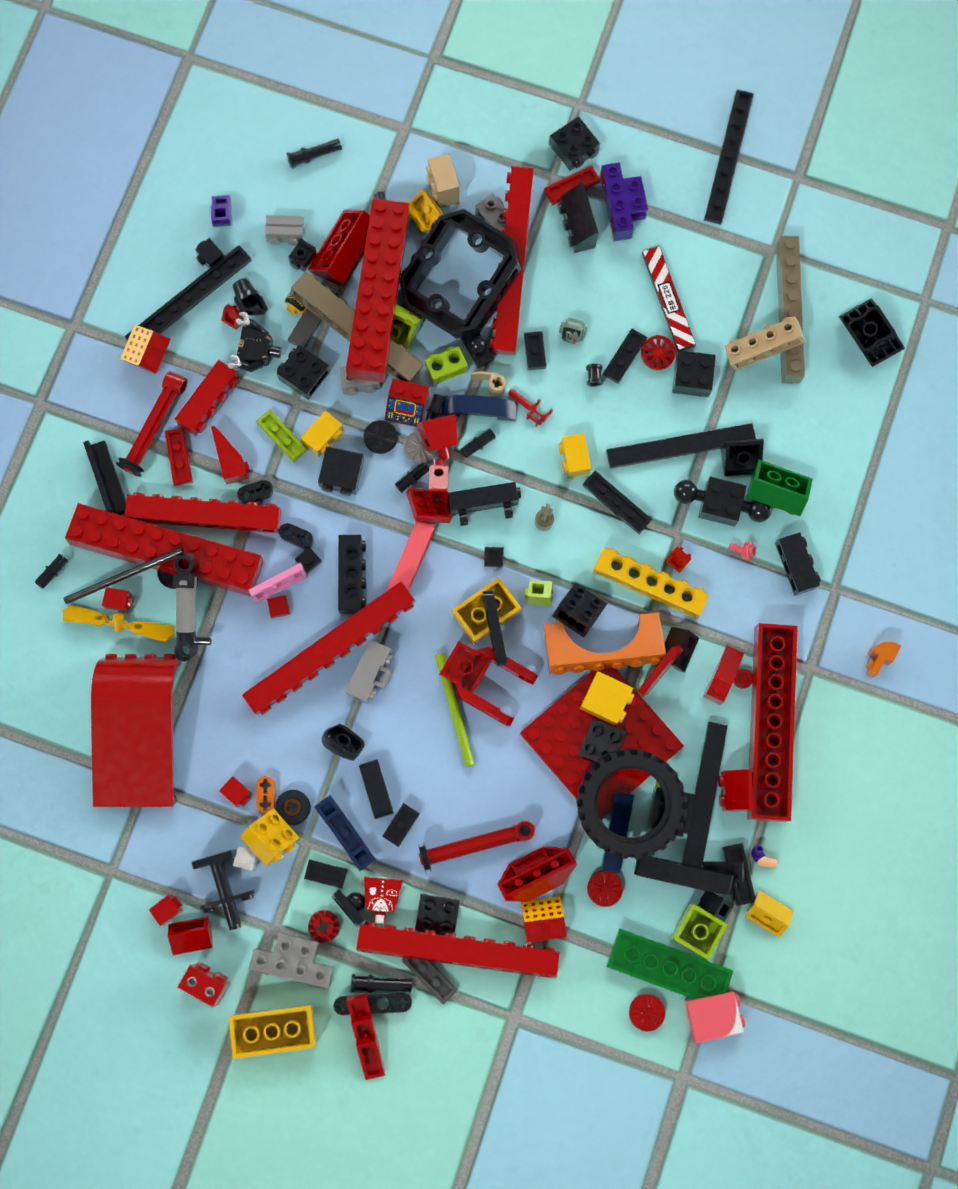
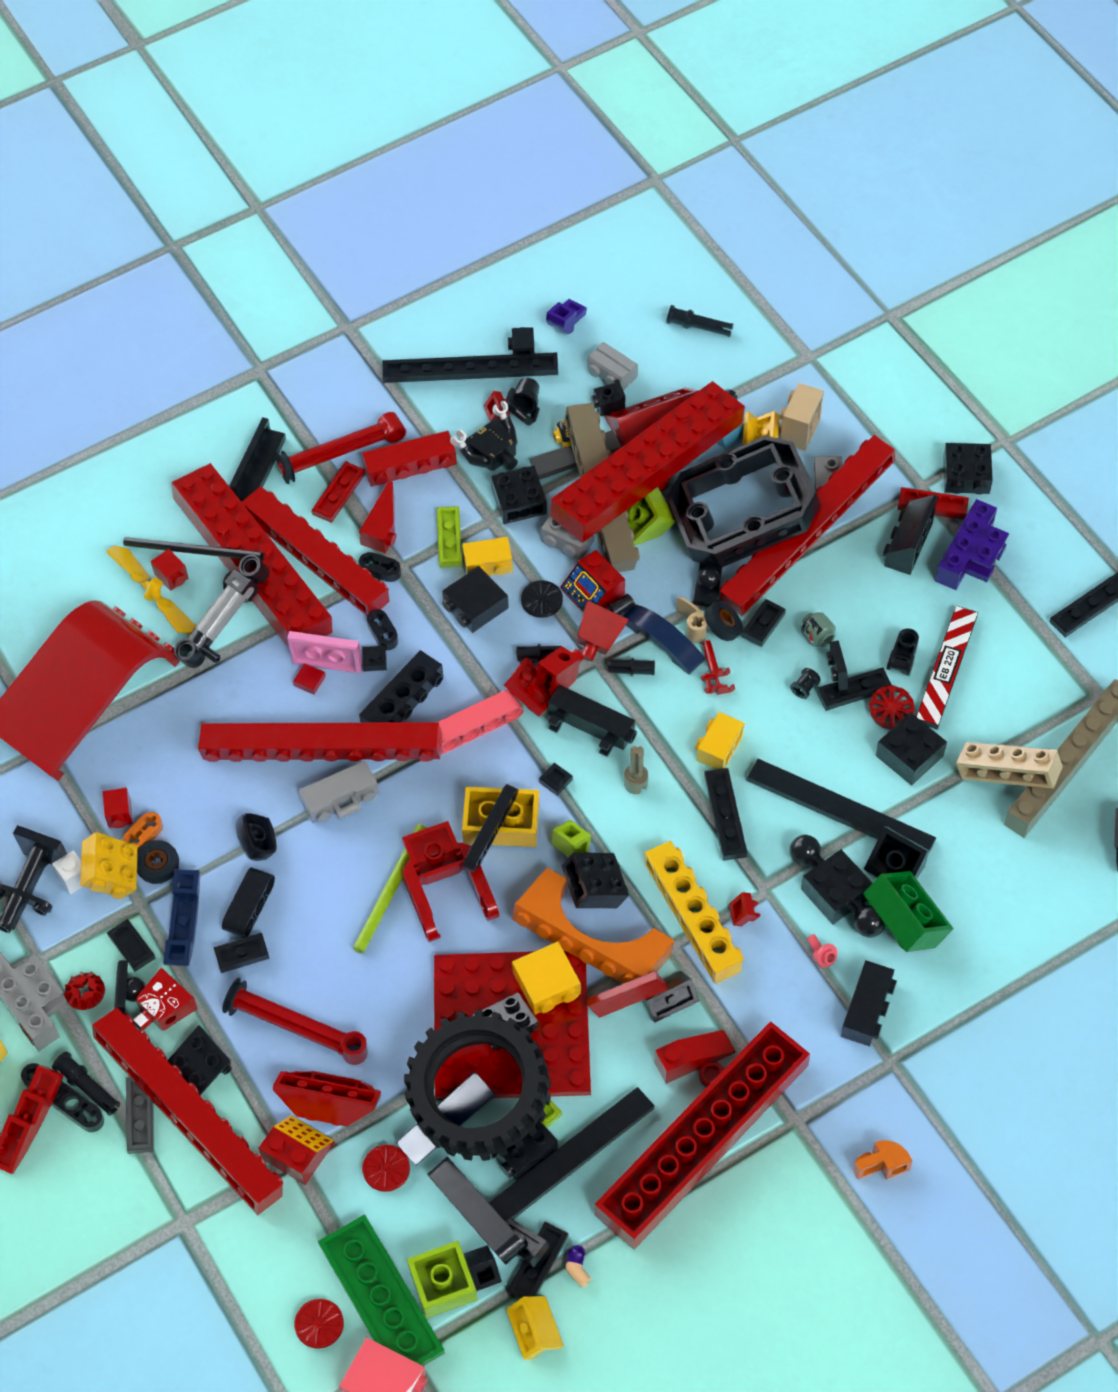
camera: 45 degrees right, 20 degrees down
(51, 571) = (136, 507): black axle -> none
(145, 349) = (391, 382): slope -> none
(415, 449) = (565, 631): light grey wheel -> none
(448, 369) = (660, 581): lime brick -> none
(511, 369) = (723, 621): none -> black bush
(611, 352) = (838, 669): none -> black plate
(638, 312) = (903, 655): none -> black piece
(736, 790) = (604, 1170): red slope -> none

